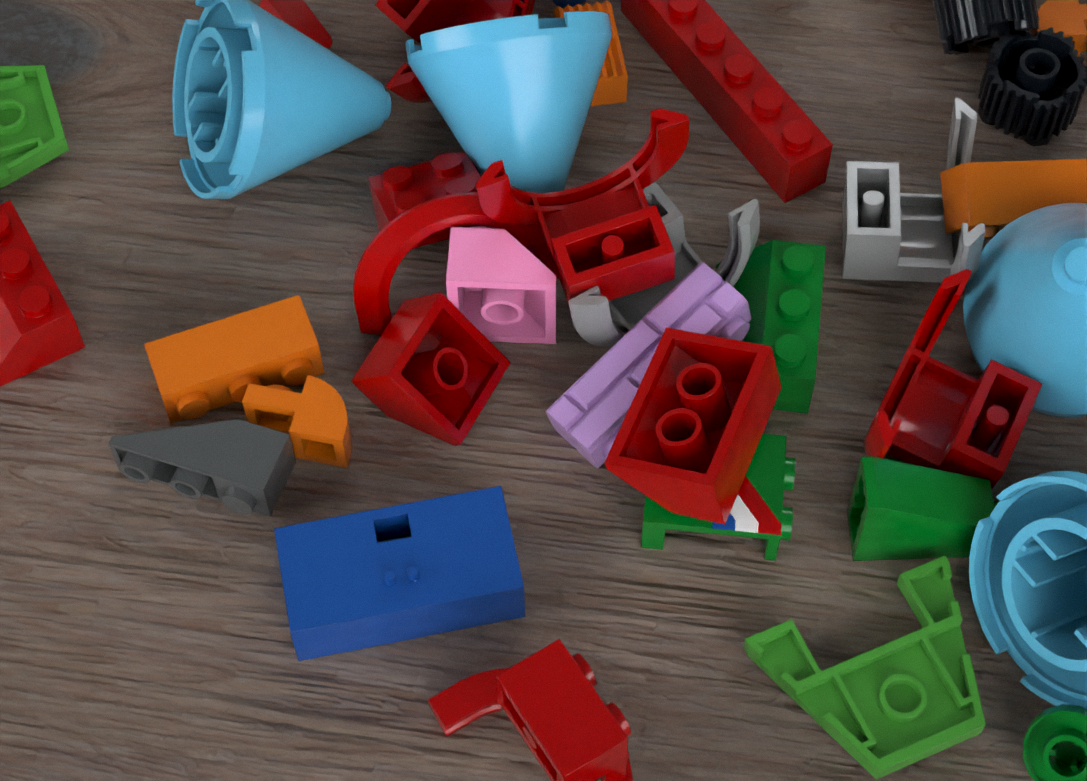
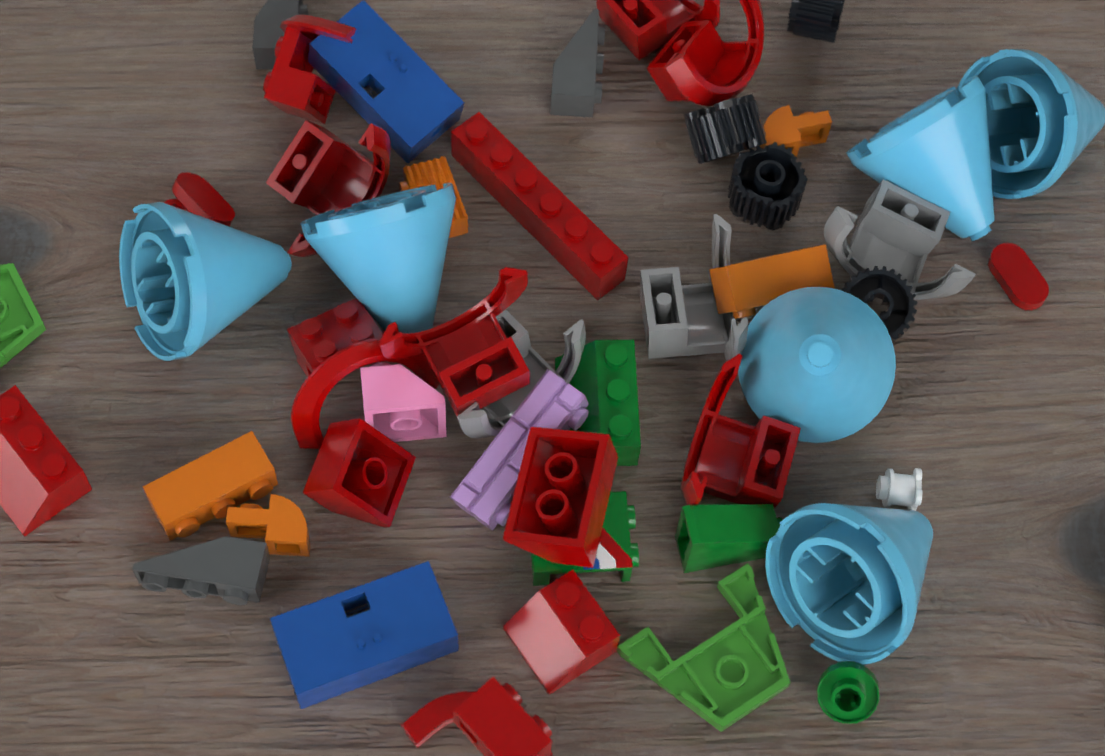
camera: 15 degrees left, 5 degrees up
(671, 610) = (562, 632): none -> red slope

